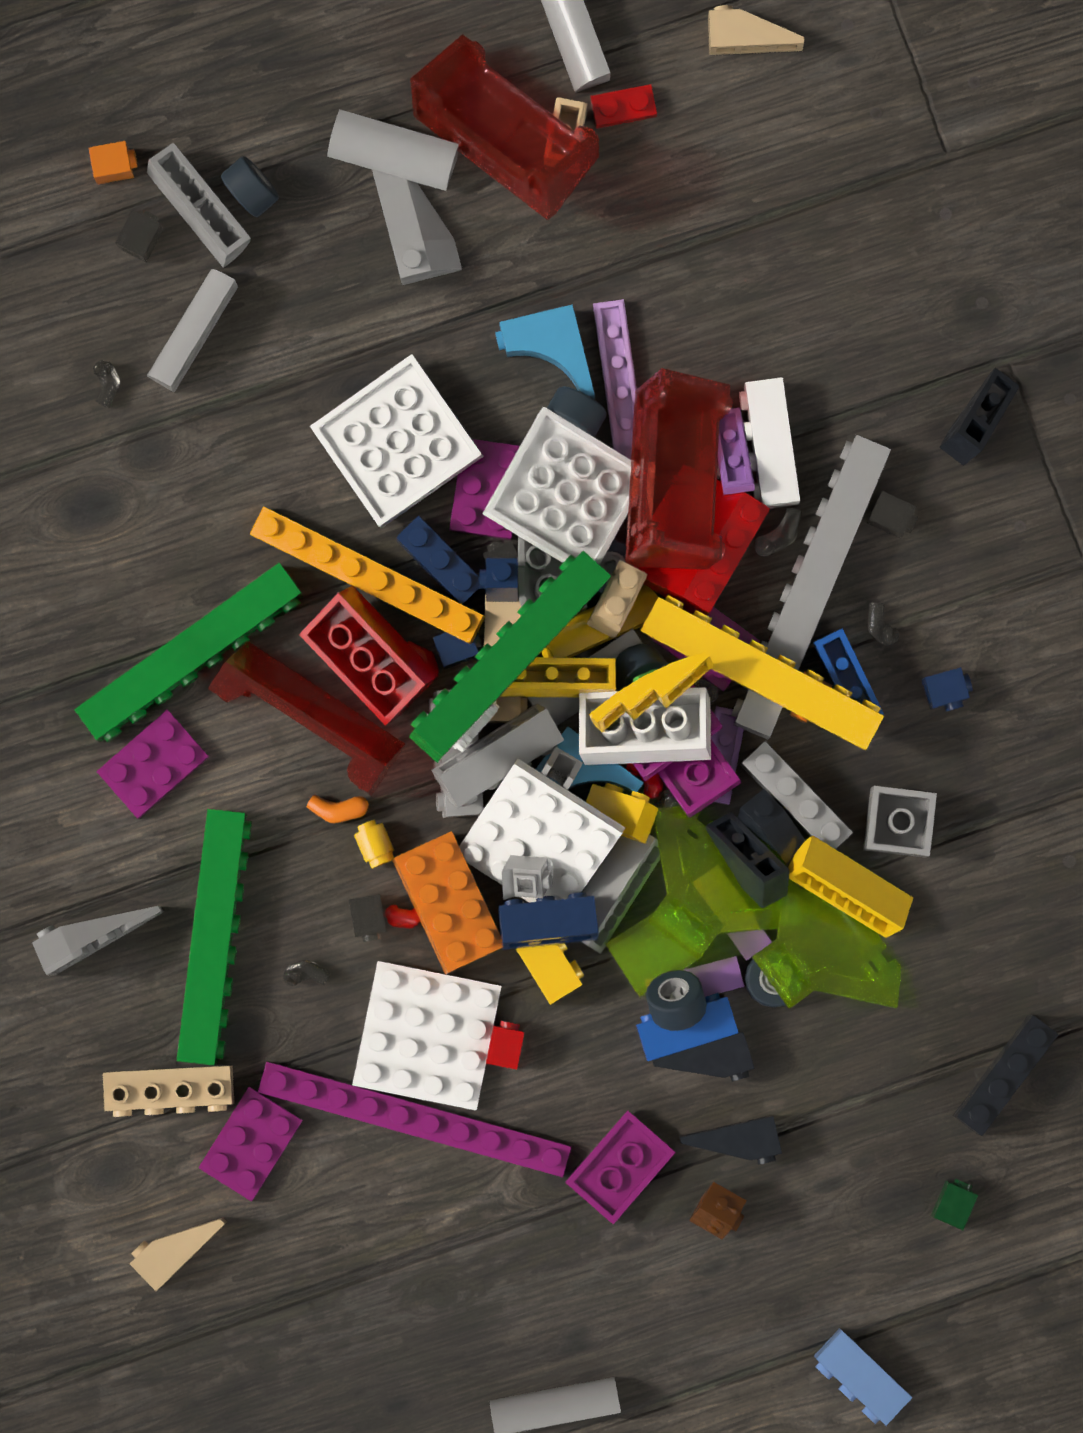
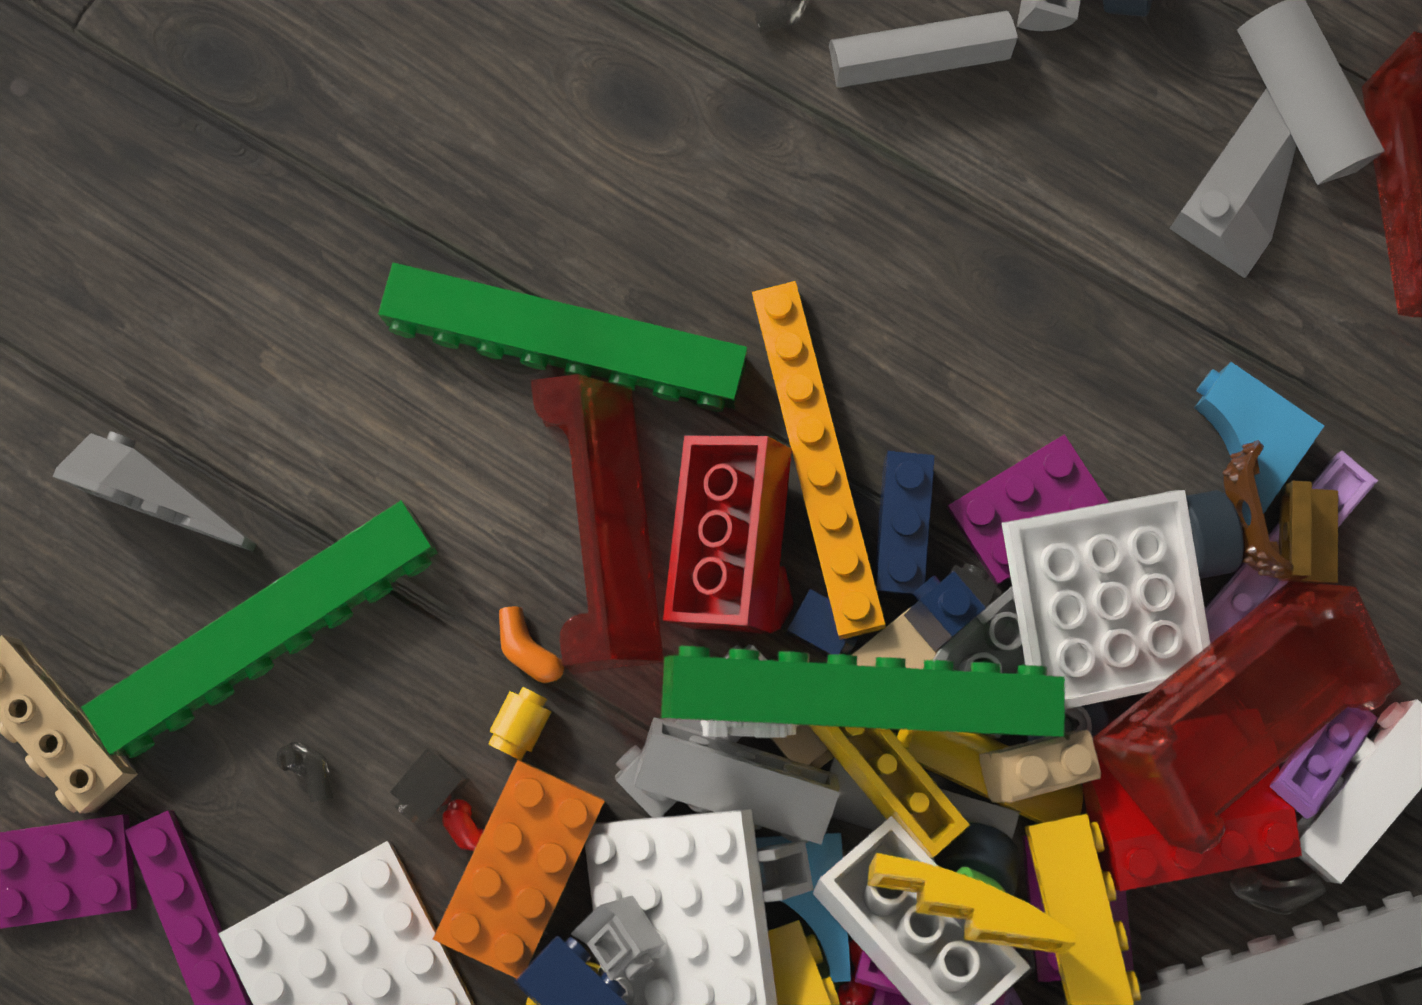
camera: 55 degrees right, 5 degrees down
(152, 764) = (407, 401): magenta plate -> none
(396, 441) = (995, 363): white plate -> none
(568, 378) = (1240, 485): none -> reddish brown piece
(620, 360) = (1309, 532): none -> pearl gold panel

